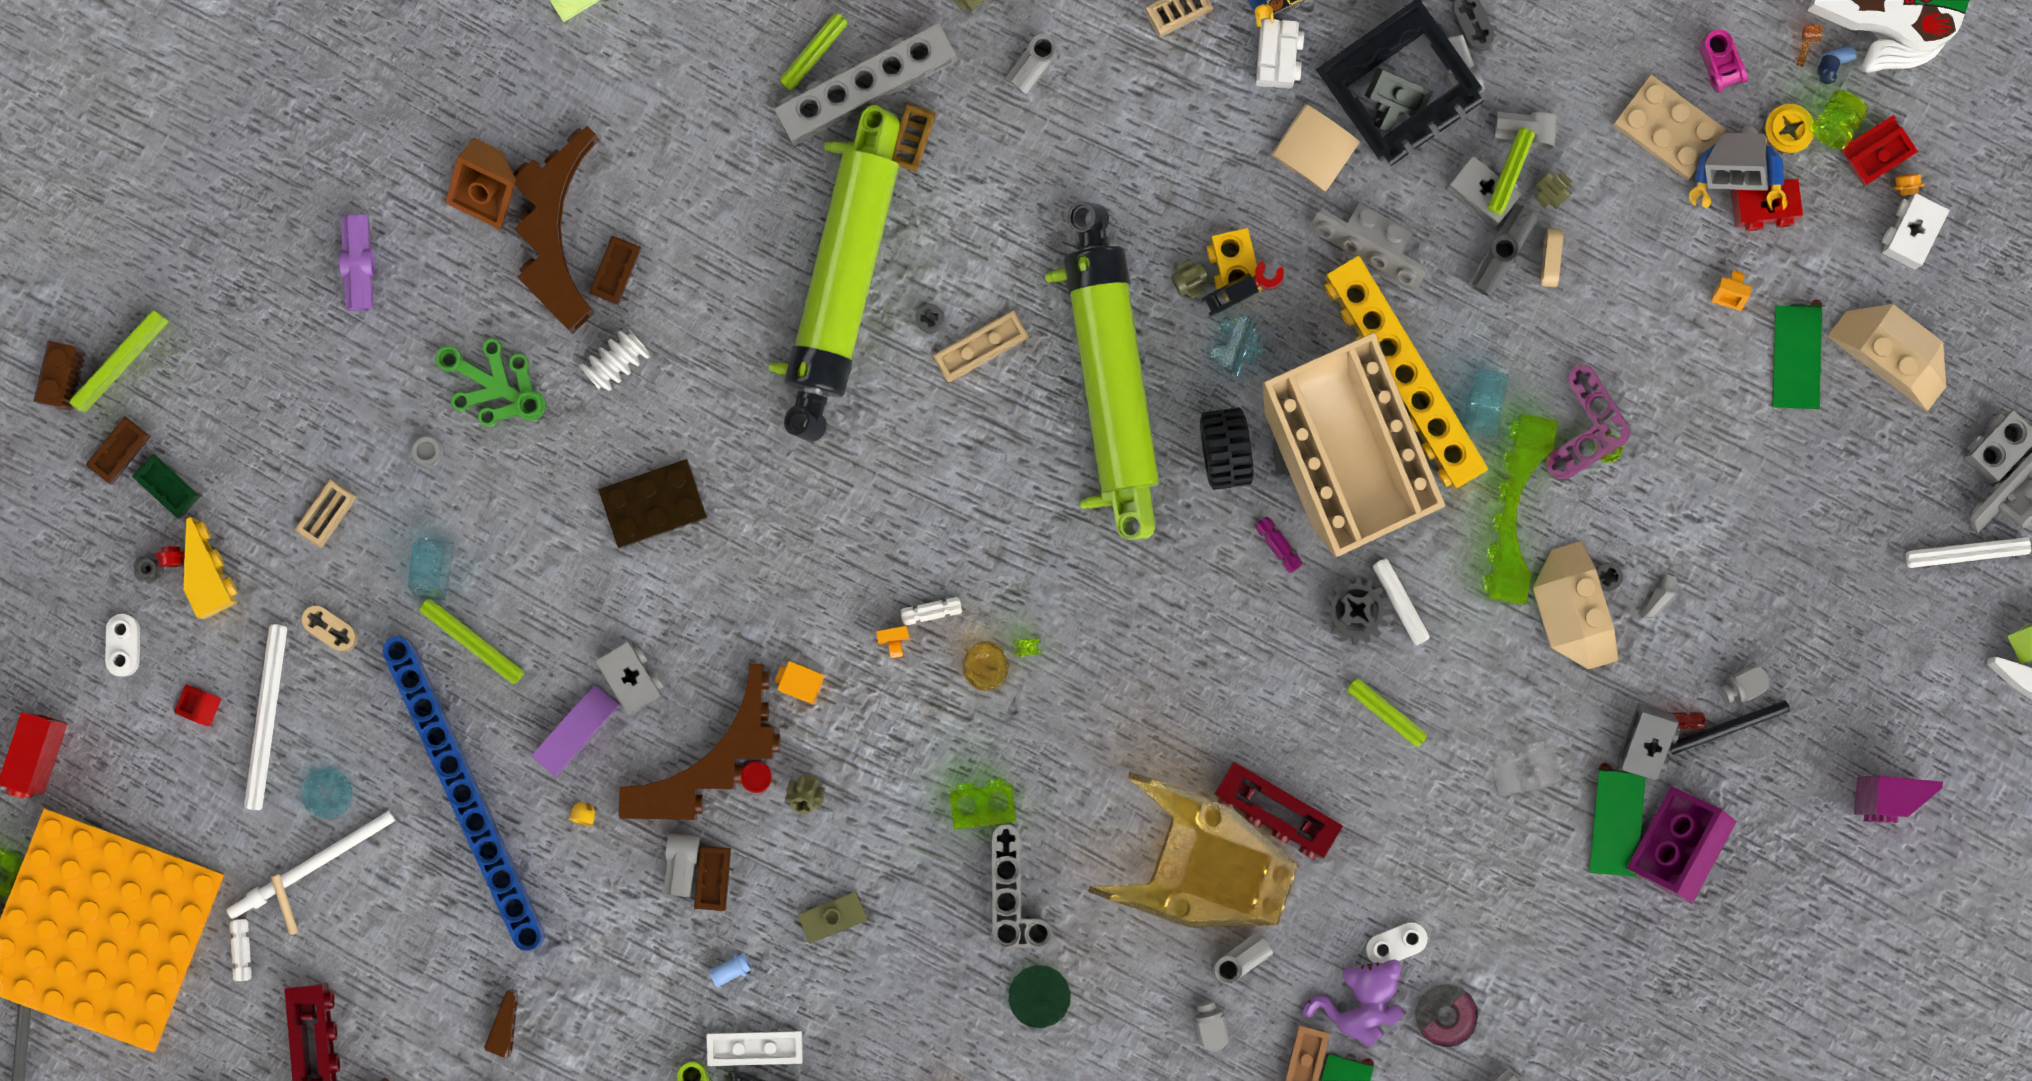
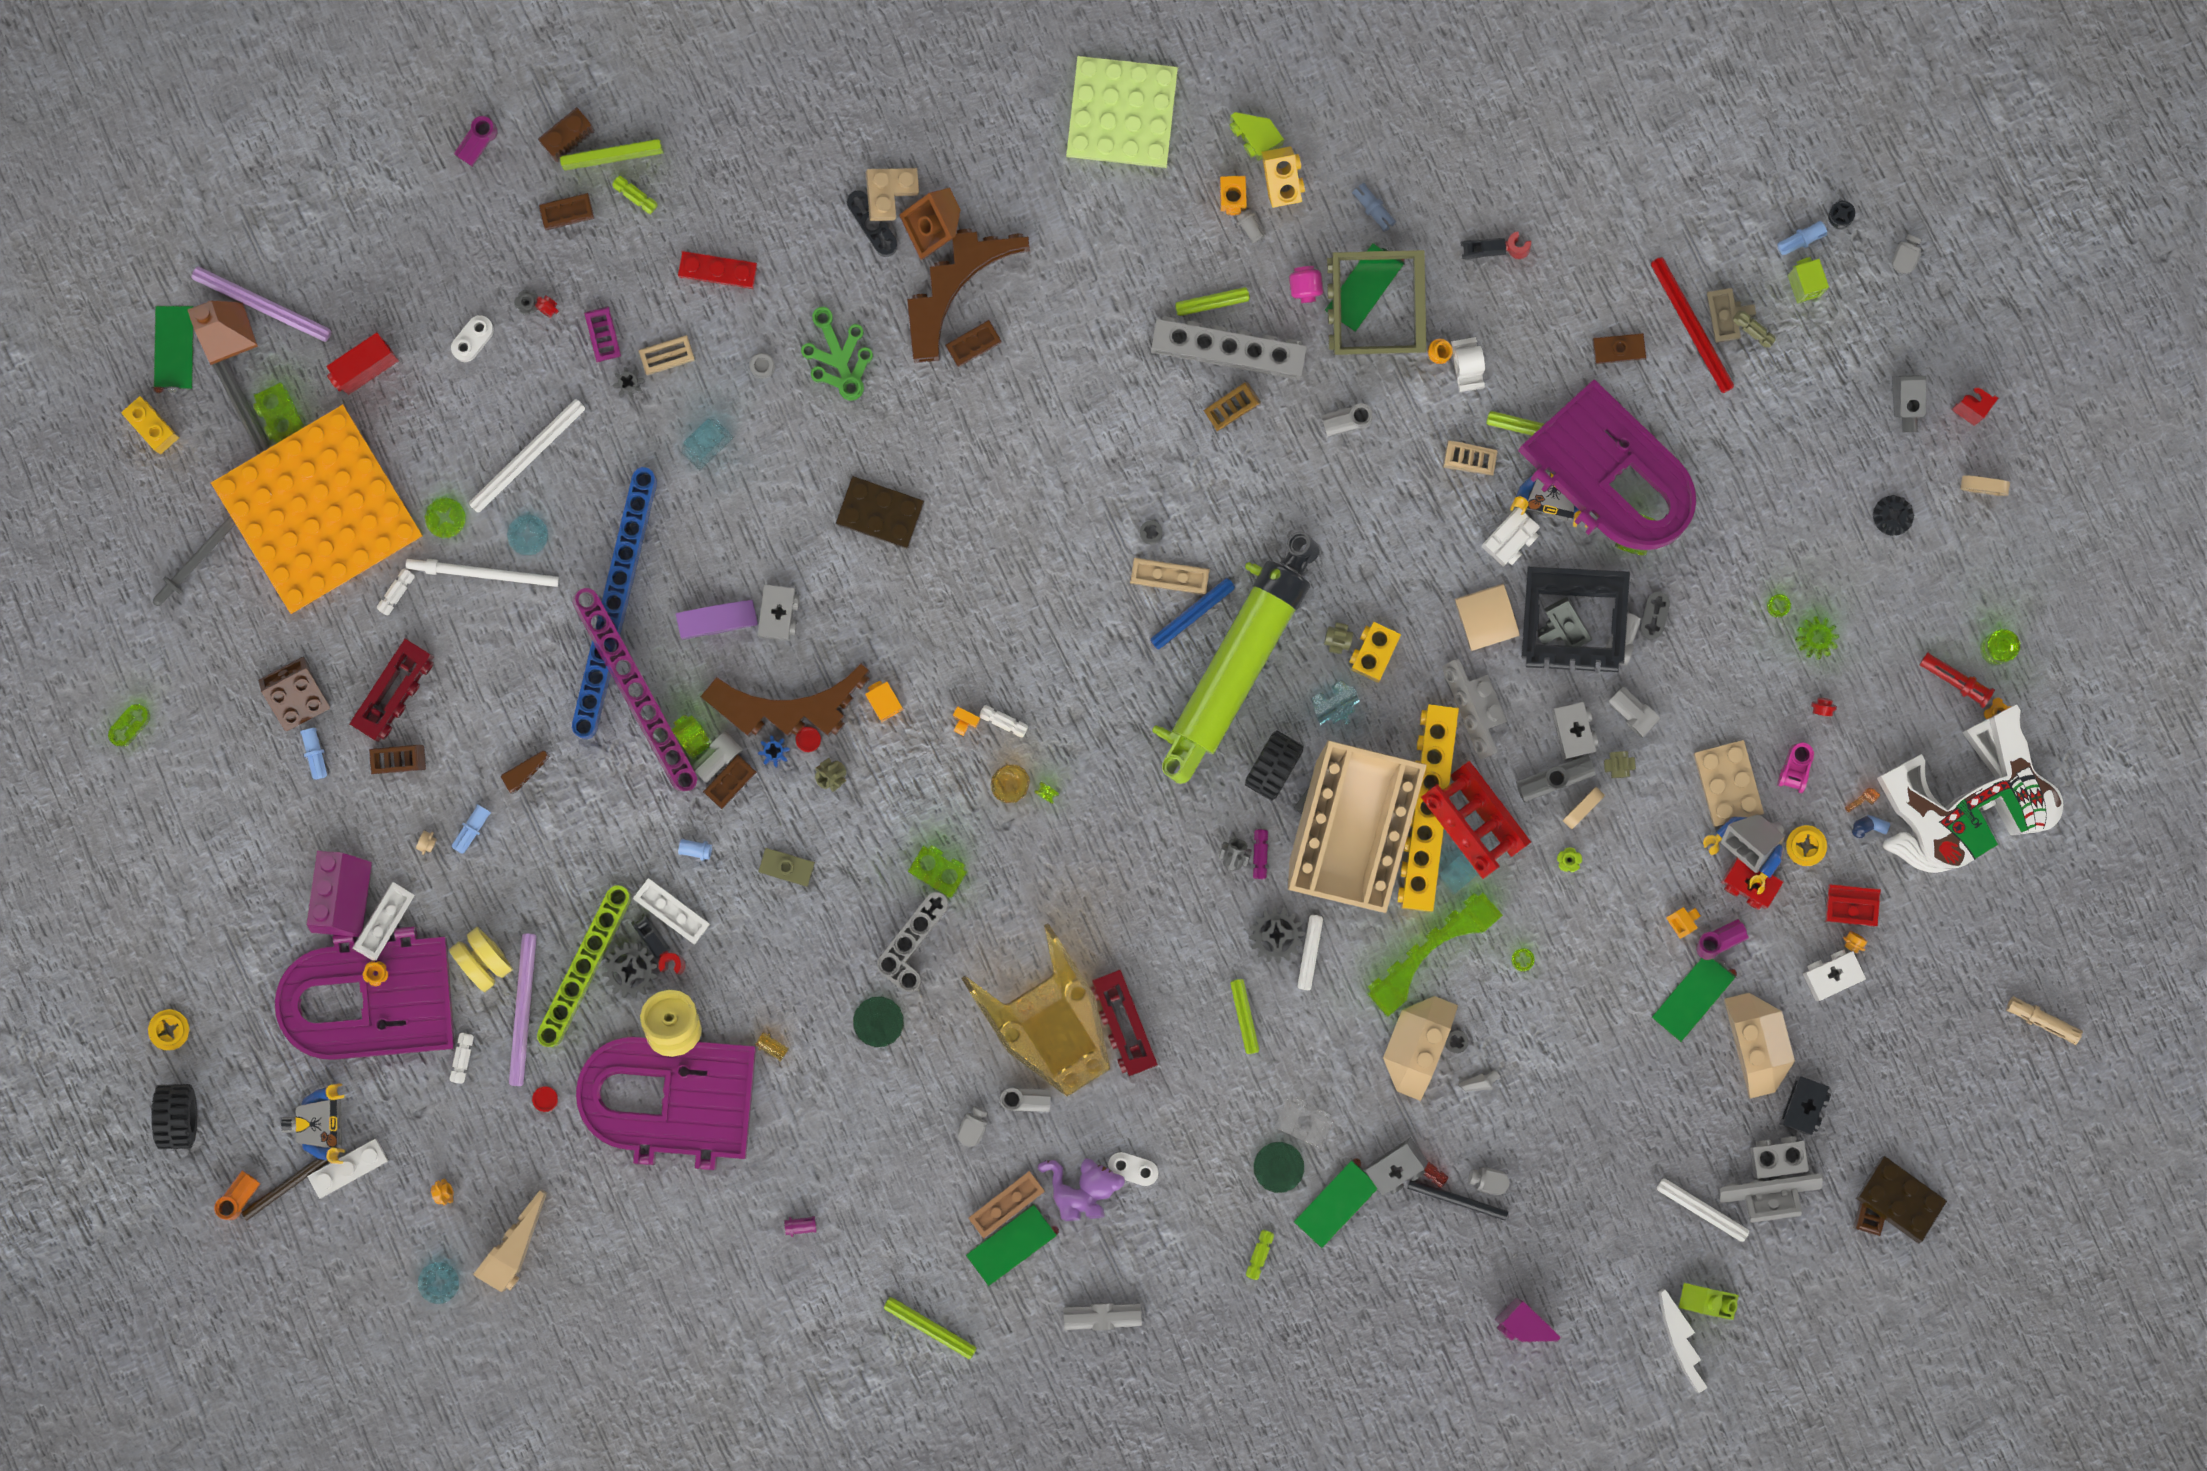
camera: 35 degrees right, 0 degrees up
(166, 486) = (579, 258): dark green plate -> none
(172, 382) = (634, 194): none -> lime axle
(197, 705) = (489, 414): red slope -> none
(203, 577) = (557, 336): yellow slope -> none
(225, 526) = (591, 326): none -> magenta slope
(241, 828) = (446, 529): none -> clear neon green gear
(284, 904) = (445, 585): tan piece -> none
(304, 563) = (628, 376): none -> dark grey gear
(310, 392) = (717, 270): none -> red plate
(333, 622) = (606, 433): tan beam -> none
(357, 263) = (812, 210): medium lavender piece -> none
(406, 216) = (876, 243): none -> black beam
(409, 186) = (884, 185): none -> tan plate
(471, 641) = (695, 510): lime axle -> none
(533, 863) = (623, 683): none -> magenta beam
(582, 814) = (679, 676): yellow hinge -> none
(615, 360) = (928, 401): white piece -> none
(640, 862) = (691, 735): none -> clear neon green brick
(723, 815) = (768, 746): none -> blue gear
(841, 272) = (1117, 458): lime piece -> none
(1031, 365) = (1192, 613): none -> blue axle
(1243, 289) = (1366, 671): black piece -> none
(1255, 563) = (1235, 854): none -> dark grey gear
(1427, 1015) = (1121, 1253): clear smoke tile -> none
(1464, 329) = (1489, 808): none -> red fence
(1510, 171) = (1600, 730): lime axle -> none
(1534, 831) = (1278, 1167): none -> clear green tile
(1569, 322) = (1571, 853): none -> lime plate
(1583, 930) = (1260, 1254): none -> lime axle
(1598, 433) = (1522, 944): magenta beam -> none
(1681, 844) = (1366, 1250): magenta slope -> none
(1782, 279) = (1723, 939): none -> magenta piece
(1840, 116) = (1845, 863): clear neon green wheel -> none
(1982, 392) = (1794, 1115): none -> black brick

